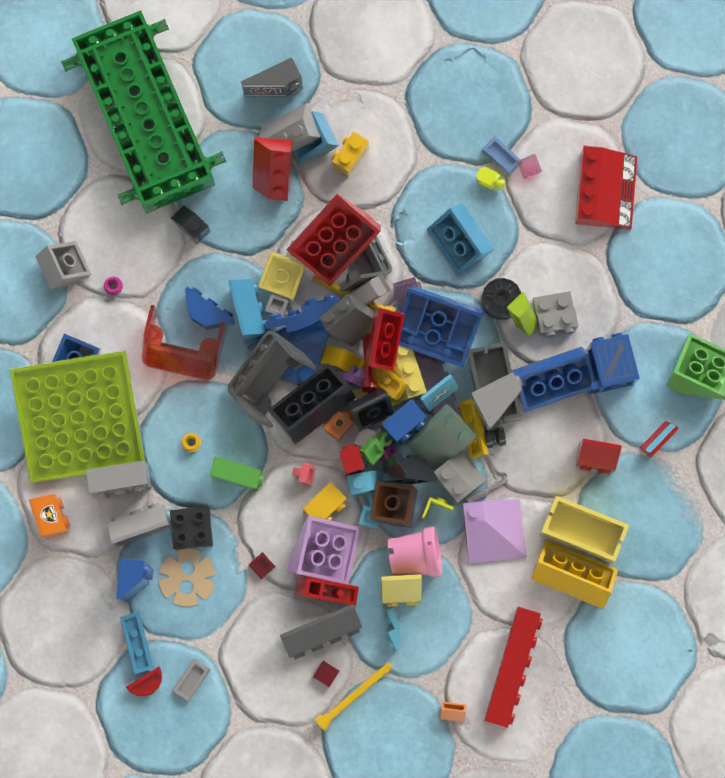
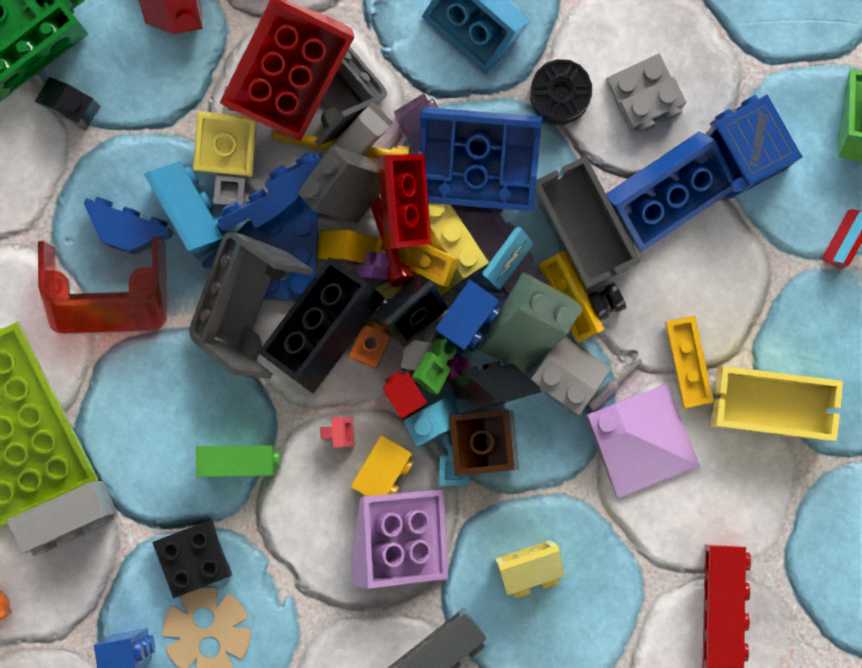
camera: 15 degrees left, 5 degrees up
(138, 525) = (111, 576): light grey slope -> none
(191, 436) = (148, 427): yellow plate -> none
(262, 565) = (312, 585): dark red tile -> none
(326, 590) = (418, 598): red slope -> none
(394, 635) = (537, 637): medium azure slope -> none
(416, 554) = (537, 510): bright pink piece -> none
(439, 502) = (550, 419): neon yellow bracket -> none
(496, 398) = (596, 244): light grey slope -> none
(523, 314) = (600, 107): lime brick -> none
(537, 489) = (689, 362): none -> yellow plate
(574, 574) = (778, 473): yellow slope -> none
(598, 456) = (767, 289): red slope -> none

